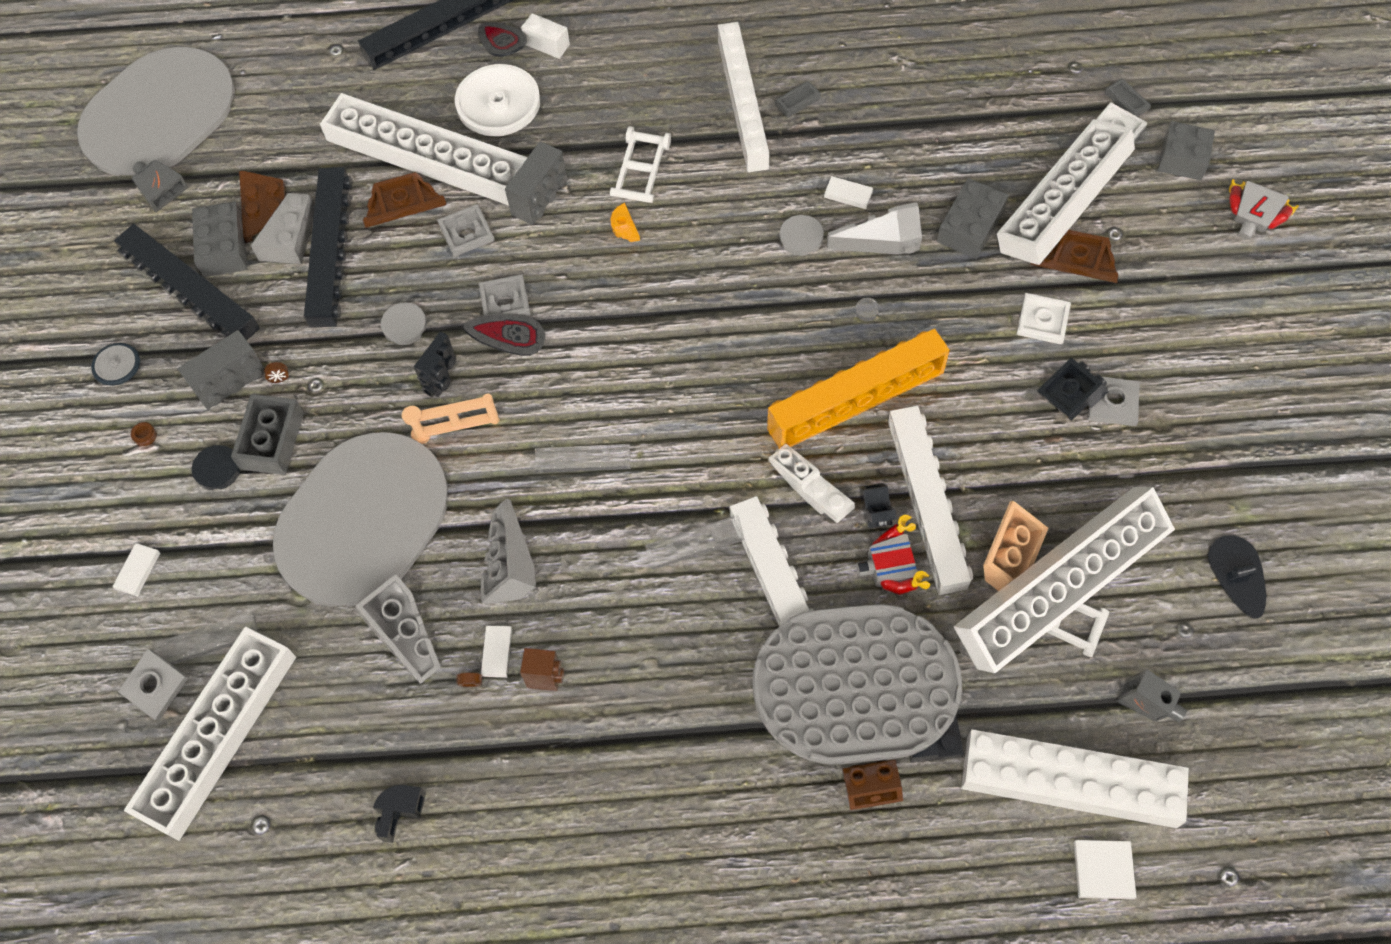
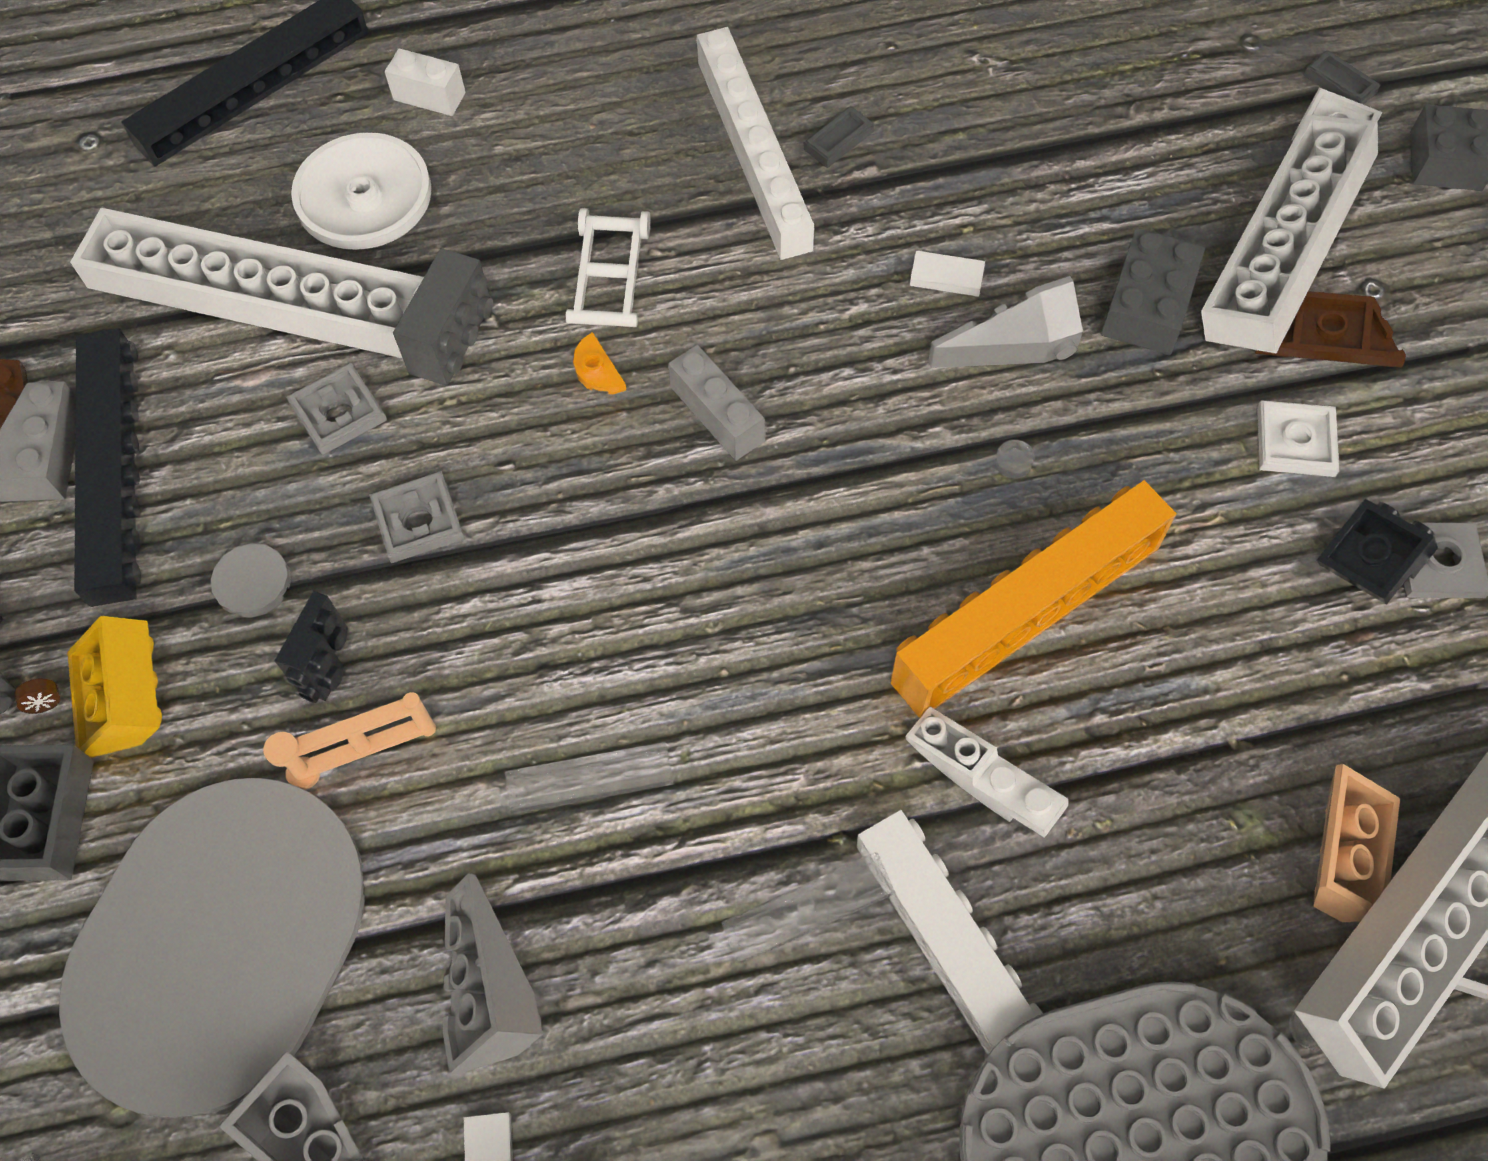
camera: 10 degrees left, 0 degrees up
(319, 372) = (113, 686): none -> yellow slope
(400, 198) = (221, 369): reddish brown wing -> none
(501, 38) = (355, 94): shield -> none
(507, 333) = (430, 575): shield -> none
(692, 253) = (717, 402): none -> light grey brick
(801, 235) = (886, 350): light grey tile -> none
(876, 505) = (1103, 797): black brick -> none
(893, 561) = (1152, 896): torso -> none
(929, 501) = (1189, 778): white brick -> none

